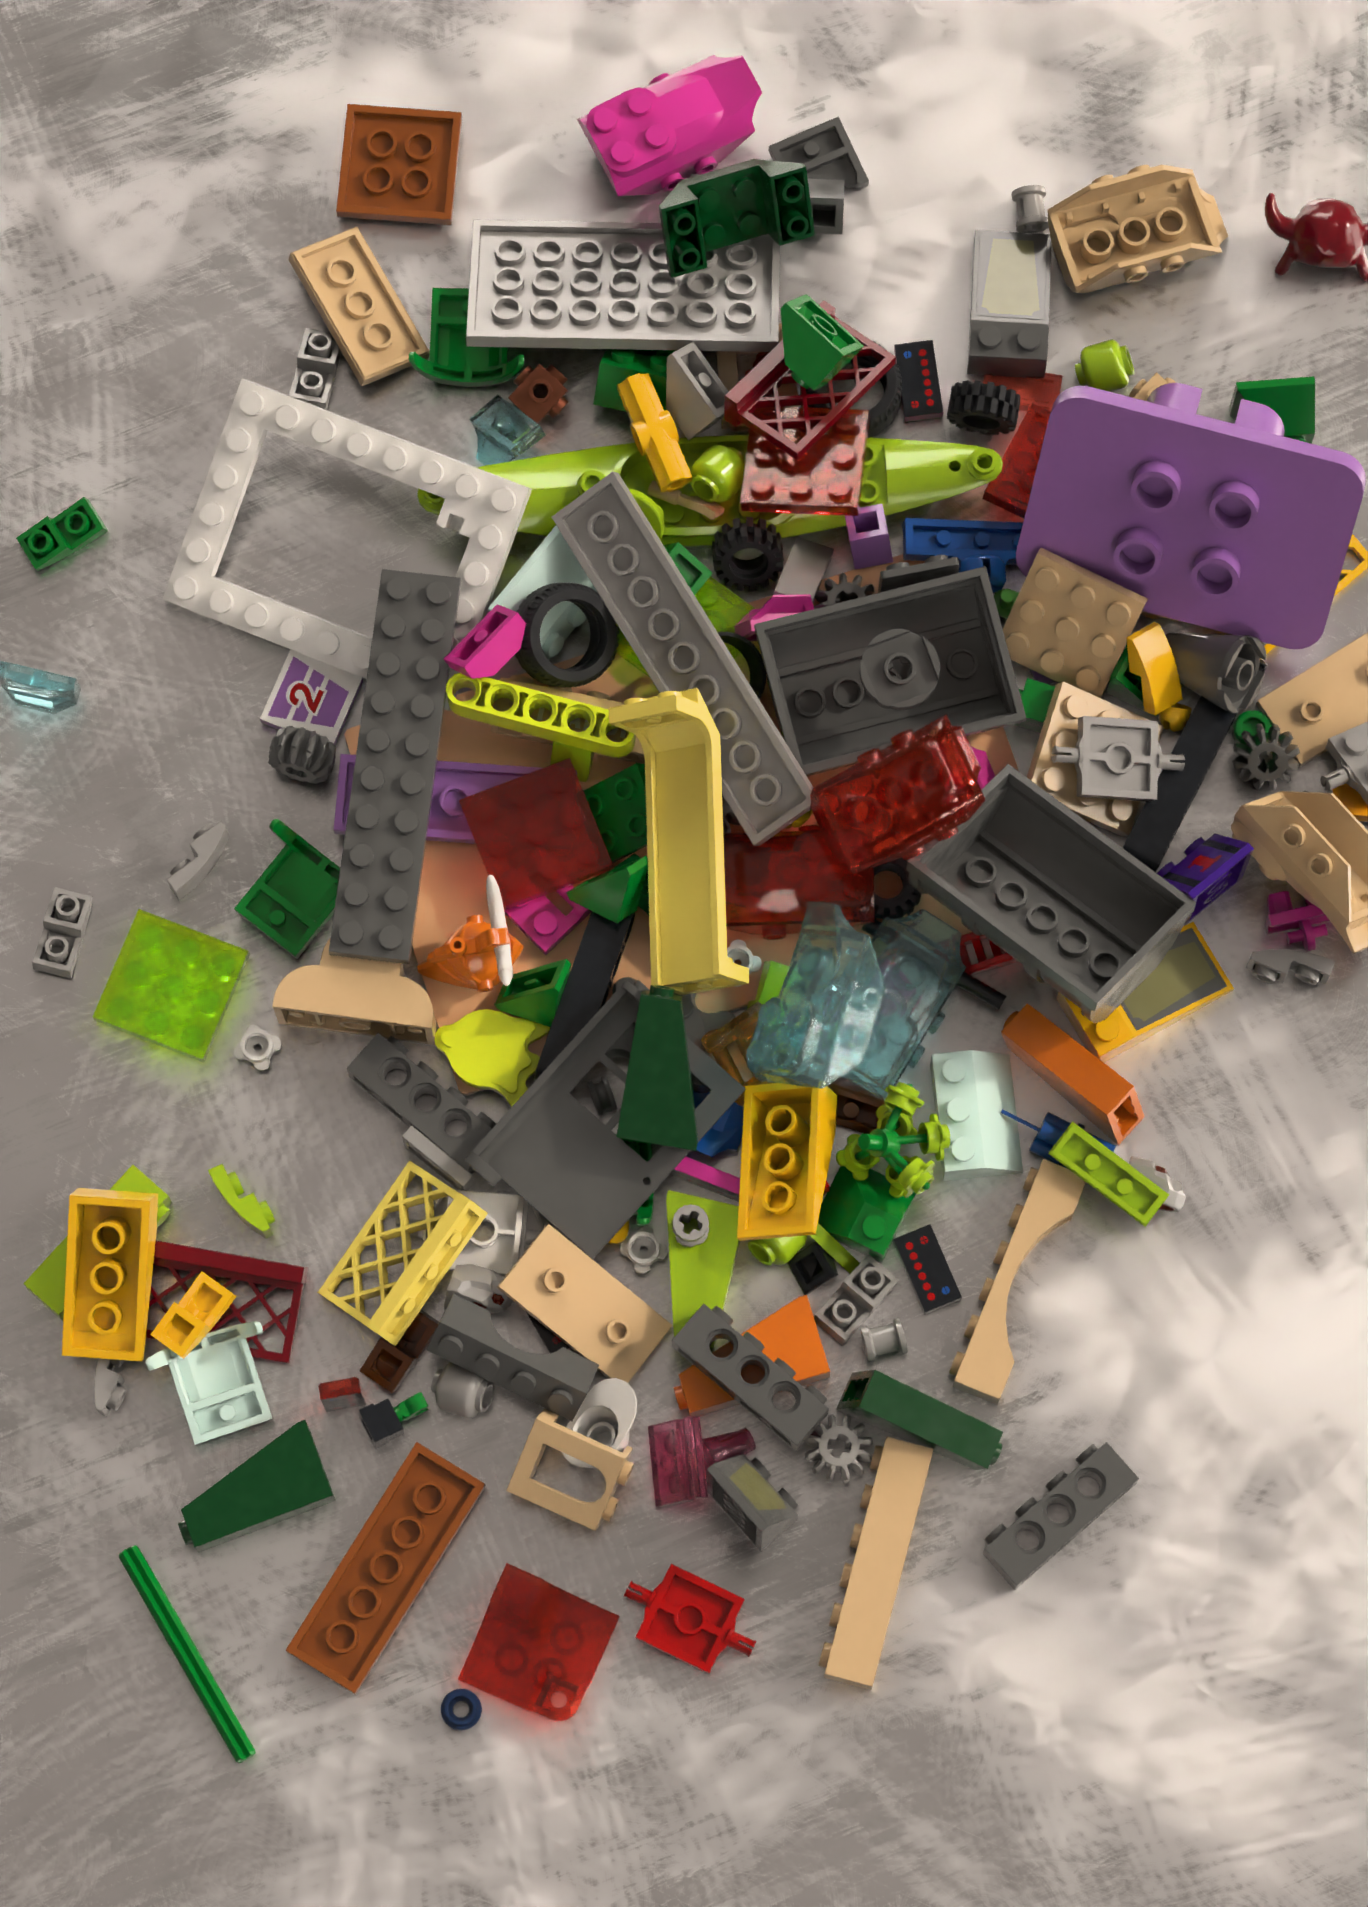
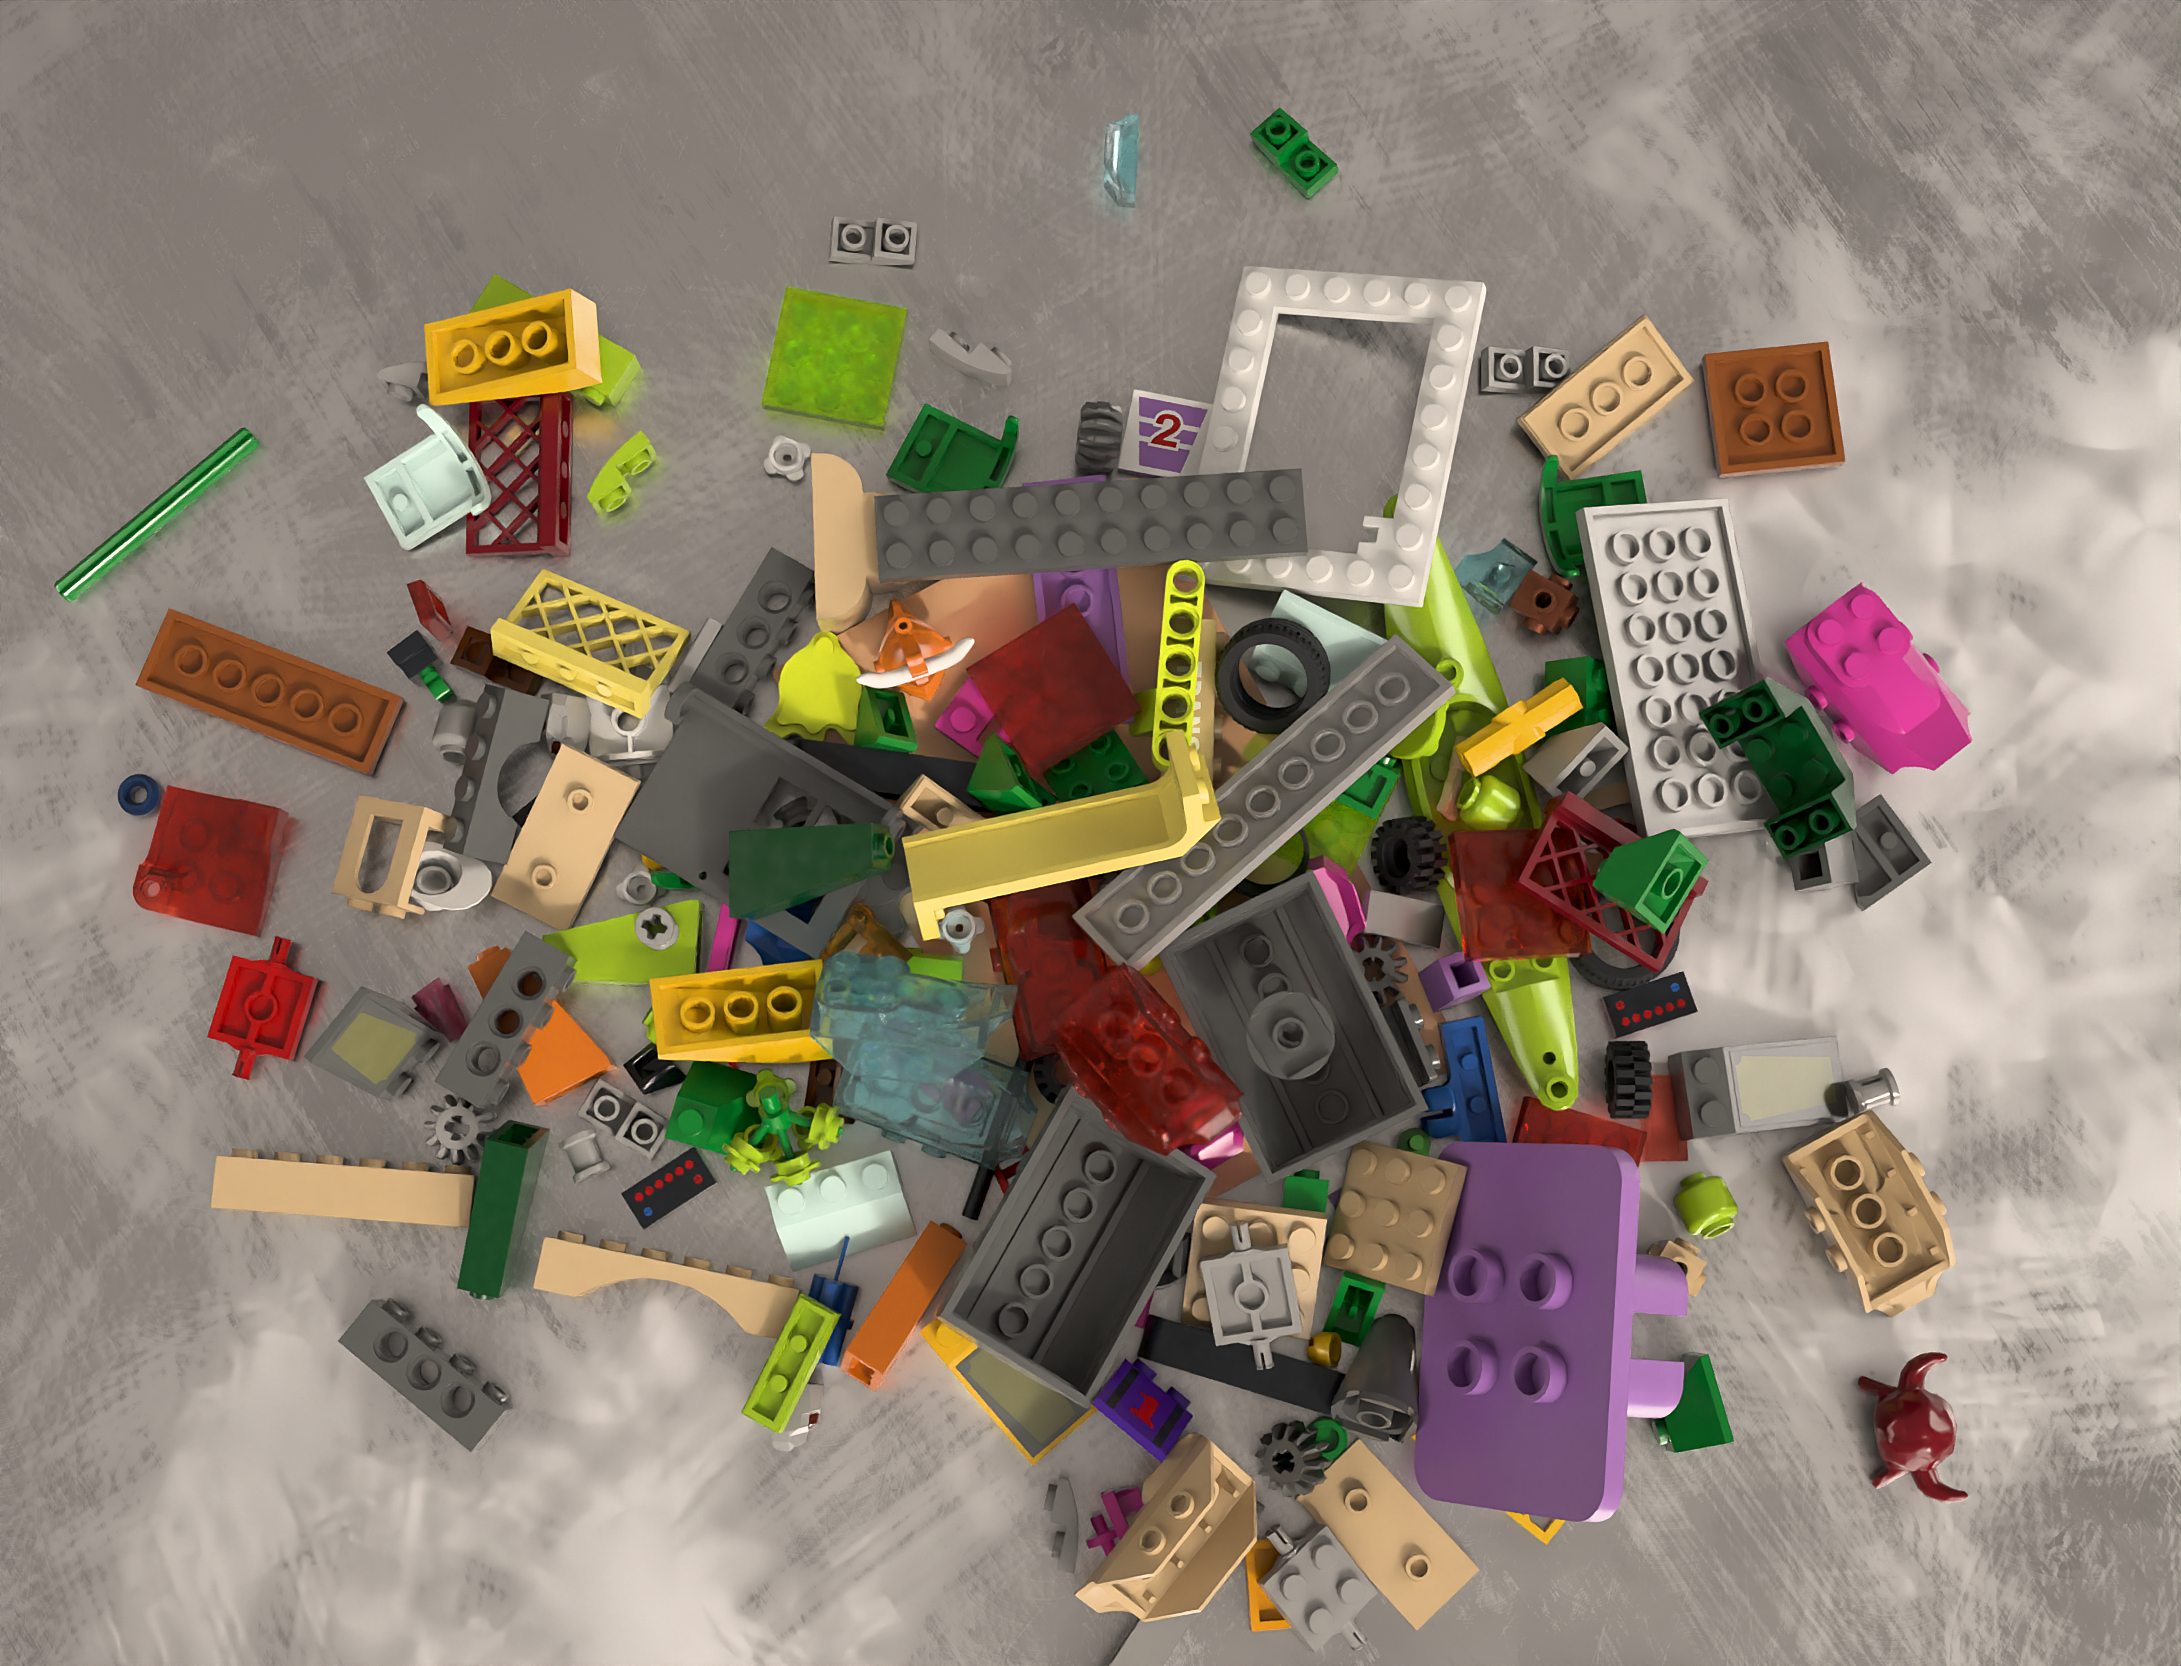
camera: 80 degrees right, 5 degrees up
(193, 1316) = (488, 446): yellow slope -> none
(262, 1491) = (330, 559): dark green slope -> none
(488, 644) = (1237, 593): dark pink slope -> none
(626, 956) = (934, 806): none -> tan slope
(677, 1461) = (419, 964): clear pink plate -> none
(835, 1249) = (672, 1086): lime piece -> none
(1153, 660) = (1367, 1317): yellow slope -> none

